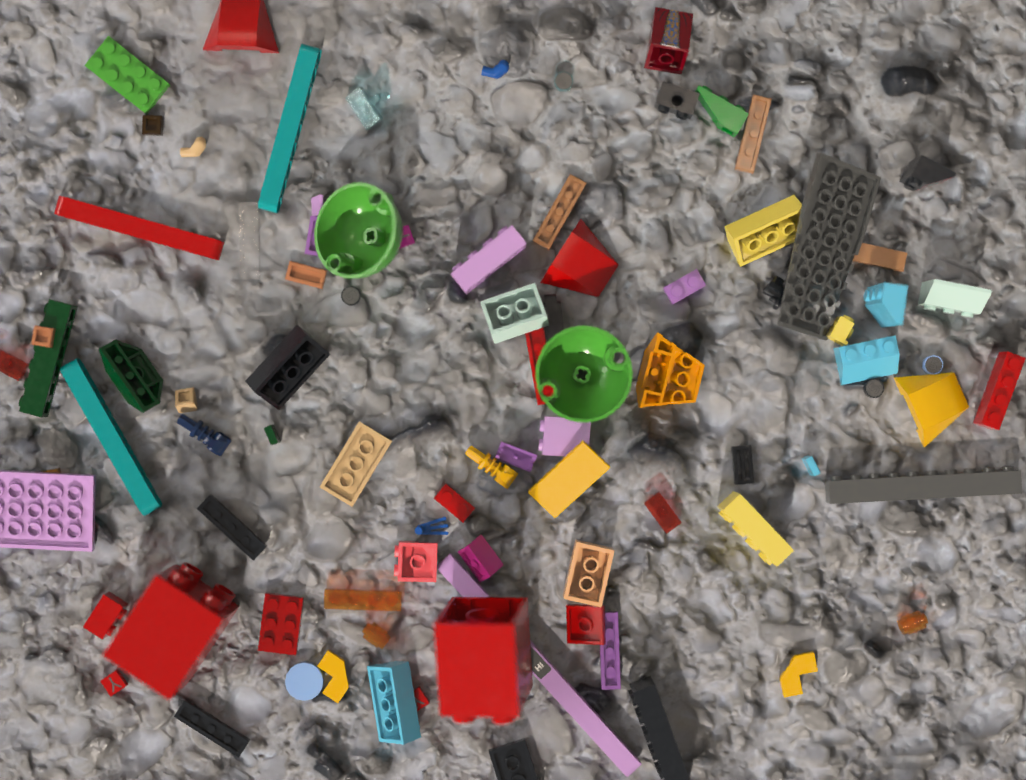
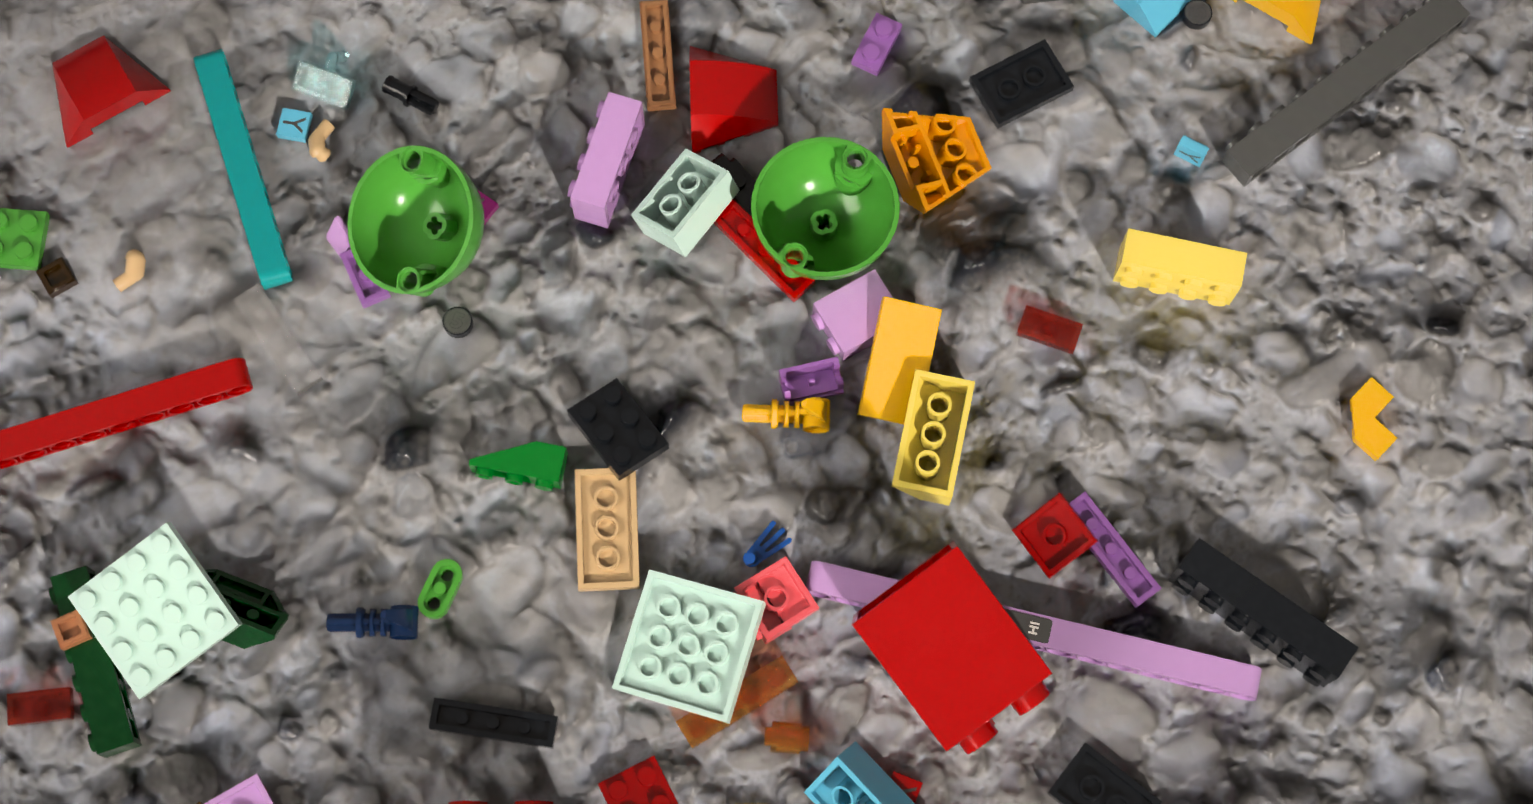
camera: 35 degrees left, 15 degrees down
(90, 357) = (155, 610): none -> light aqua plate
(111, 436) = (273, 723): teal beam -> none
(185, 400) = (322, 597): tan slope -> none
(249, 437) = (439, 589): none -> bright green plate
(272, 435) = (469, 563): dark green tile -> none
(287, 367) = (433, 463): black slope -> none
(306, 274) = (381, 334): nougat tile -> none
(334, 120) = (294, 125): none -> medium azure tile
(340, 138) = (317, 141): none -> tan arm
(340, 403) = (530, 463): none -> green slope
(356, 557) = (689, 646): none -> light aqua plate
(396, 414) = (618, 429): none -> black plate
(407, 146) = (410, 95): none -> black axle
(454, 503) = (772, 495): red plate -> none
(480, 558) = (856, 544): dark pink panel -> none
(558, 532) = (933, 436): none -> light yellow slope
(588, 573) = (1010, 464): light nougat brick -> none
(742, 464) = (1122, 226): black tile -> none
(746, 364) = (1021, 83): none -> black plate
(912, 622) = (1463, 257): clear orange brick -> none

